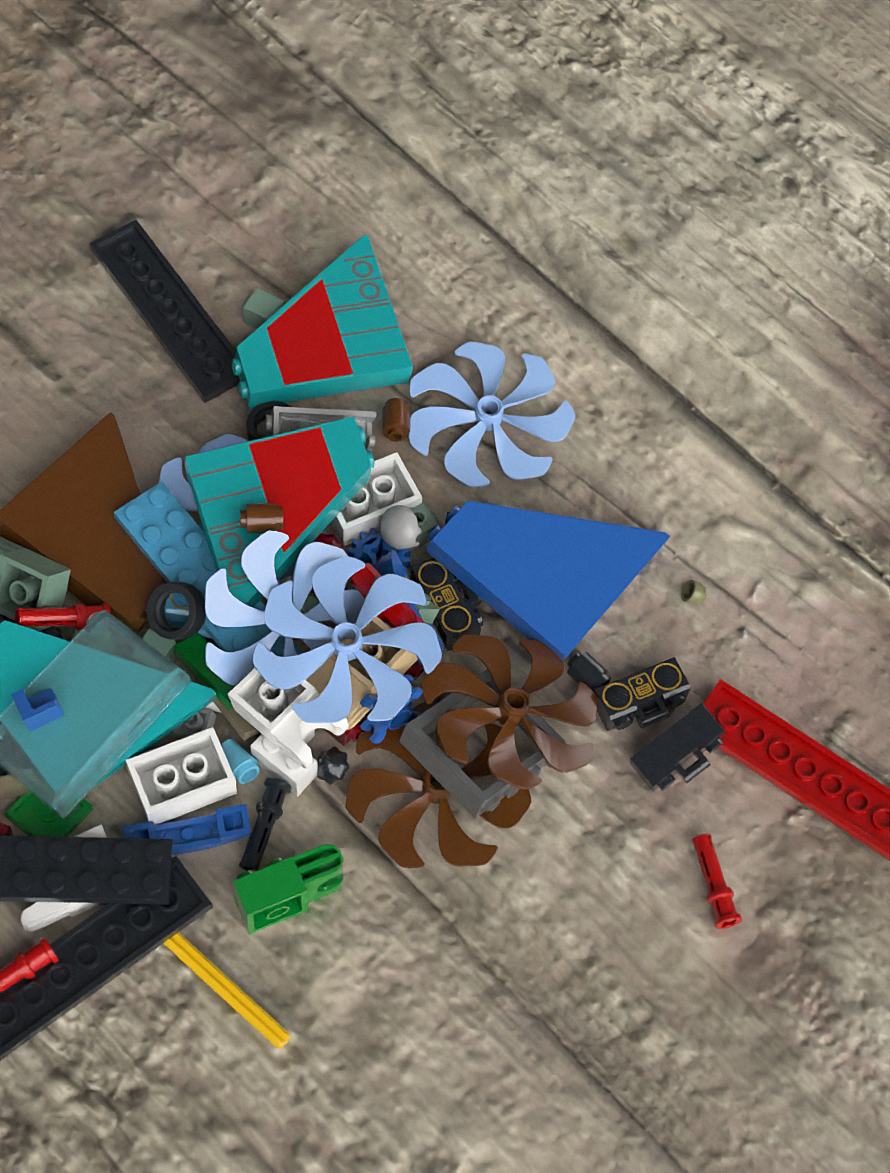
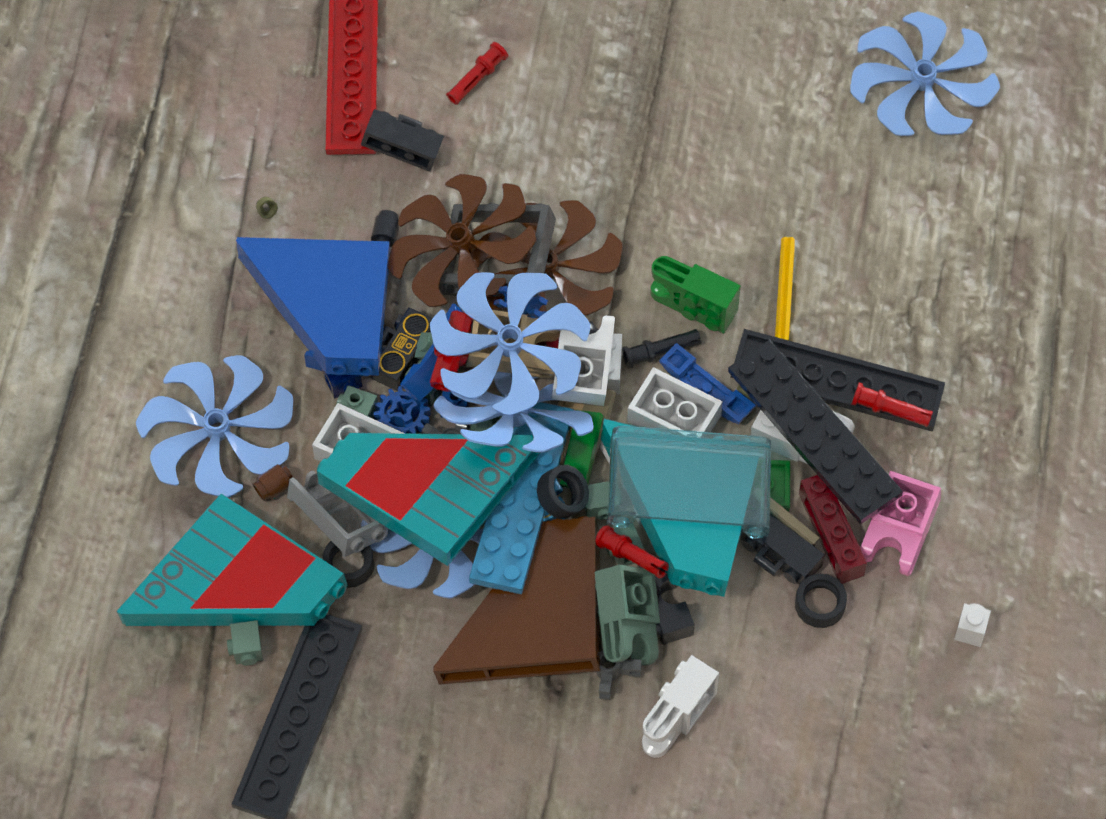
camera: 120 degrees left, 0 degrees up
(37, 709) = (718, 493): blue panel -> none
(242, 764) = (629, 387): medium azure cone -> none
(261, 518) = (458, 460): reddish brown brick -> none
(400, 527) = (378, 395): light grey hair -> none
(637, 693) = (376, 187): black piece -> none

